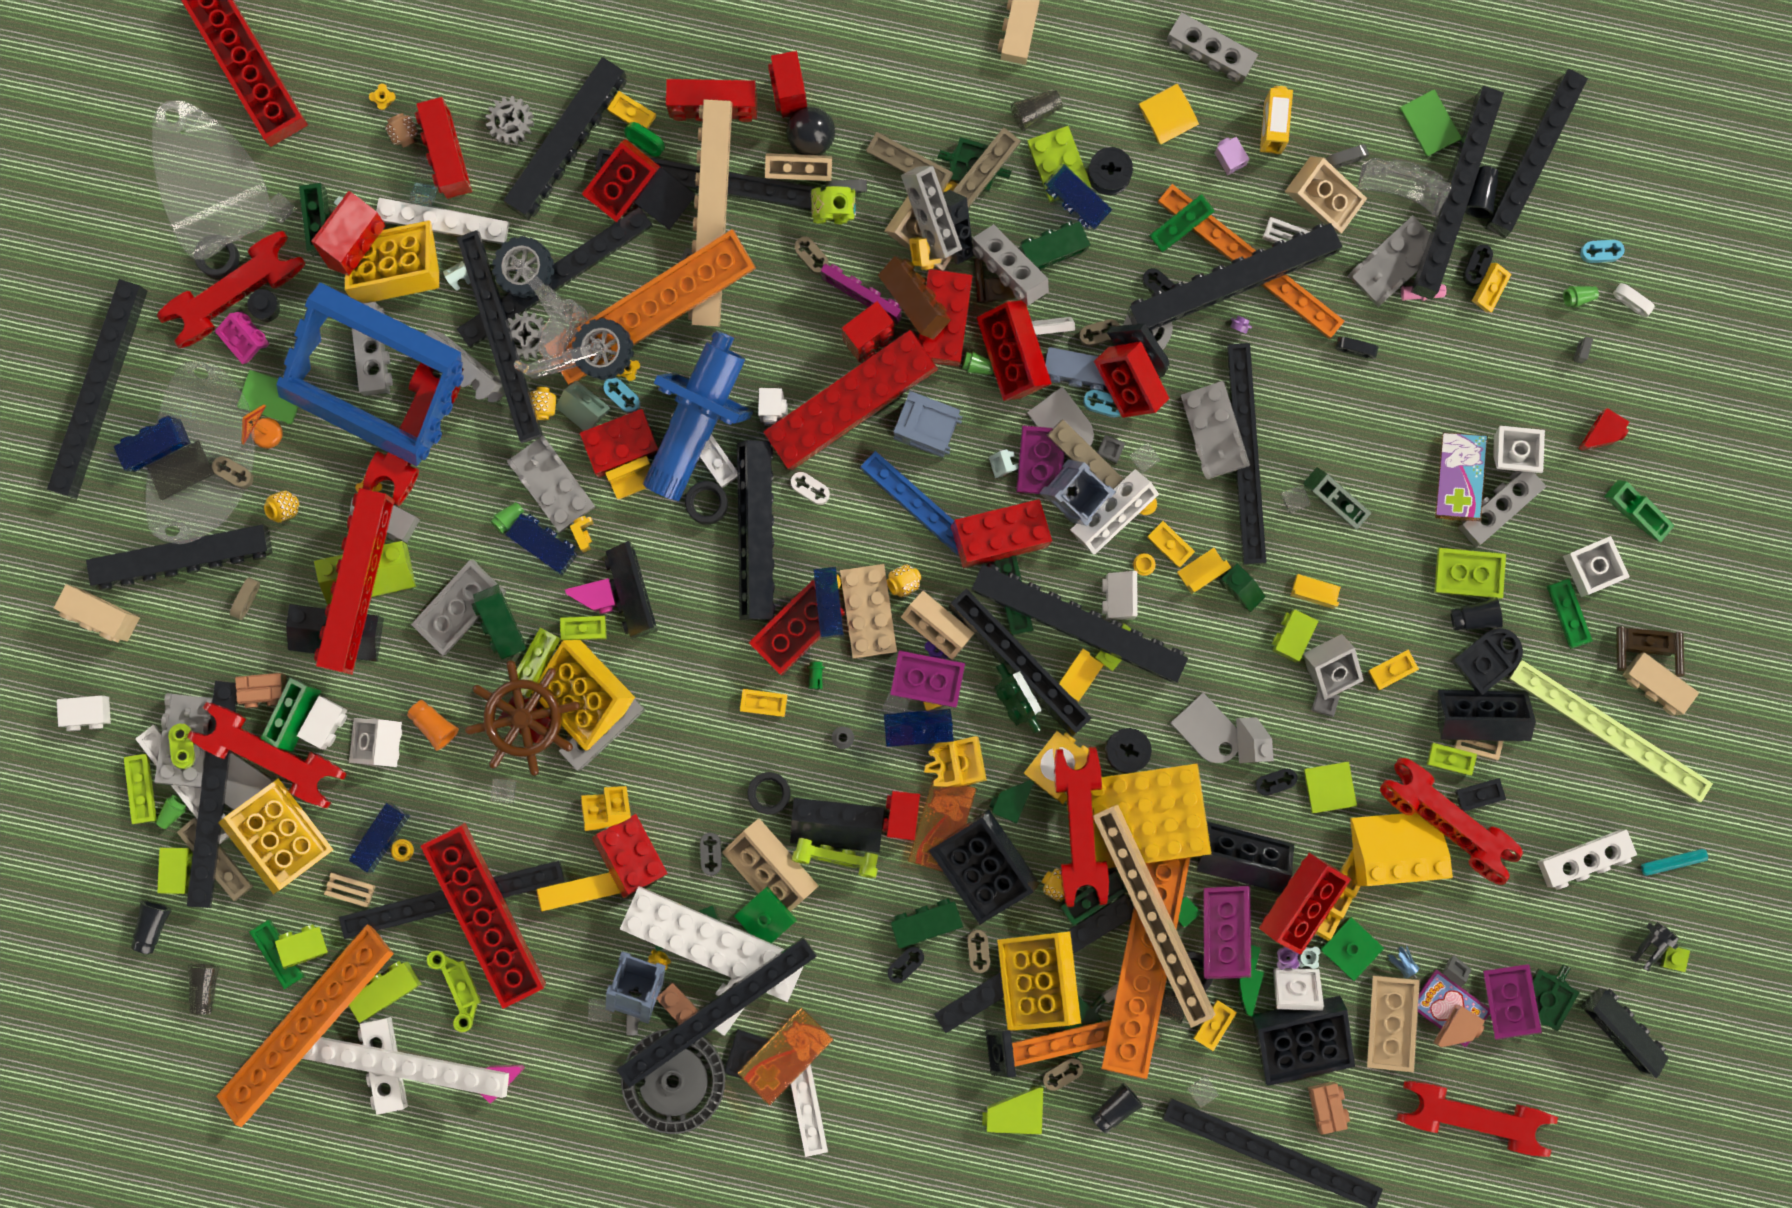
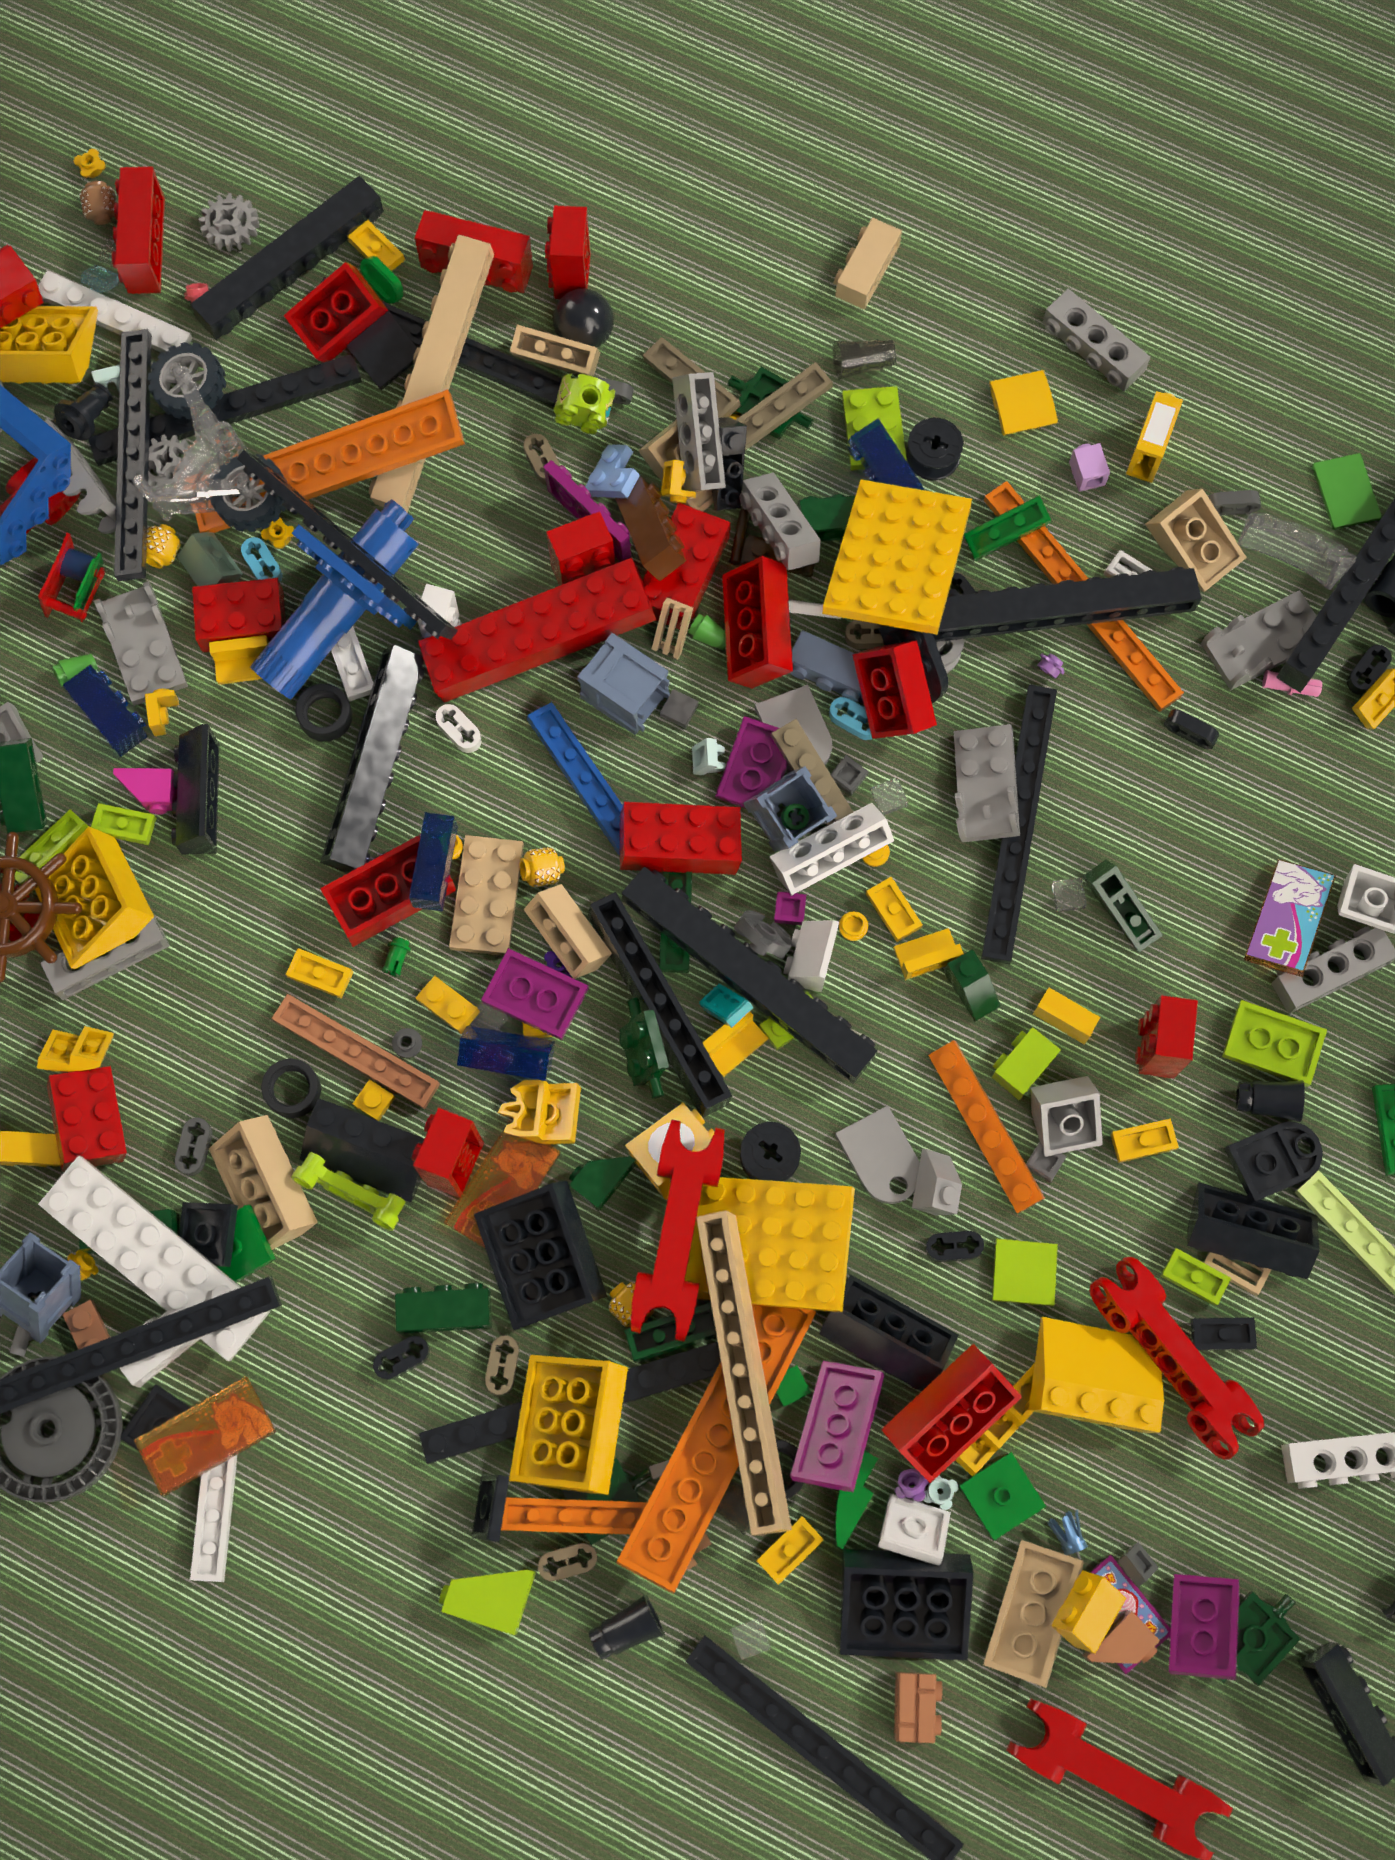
camera: 15 degrees right, 10 degrees down
(445, 316) = (78, 416): none -> black piece
(486, 438) = (78, 567): none -> piece
(503, 186) = (194, 291): none -> coral plate
(688, 376) = (353, 552): none -> black plate
(743, 912) = (210, 1230): none -> black tile
(807, 754) = (356, 1051): none -> nougat plate
(831, 786) = (373, 1100): none -> yellow plate
(864, 701) = (447, 1004): none -> yellow plate
(867, 259) = (610, 475): none -> light blue plate
(949, 383) = (666, 646): none -> tan tile
(971, 429) = (679, 708): none -> flat silver tile
(1068, 650) = (725, 1005): none -> teal plate
(1077, 500) = (787, 822): none -> green bush
(1084, 592) = (762, 935): none -> dark grey plate
(1094, 564) = (790, 908): none -> magenta plate
(1109, 275) = (897, 557): none -> yellow plate
(1277, 689) = (986, 1126): none -> orange plate
(1393, 593) = (1167, 1037): none -> red brick
(1431, 1014) = (1088, 1611): none -> yellow brick

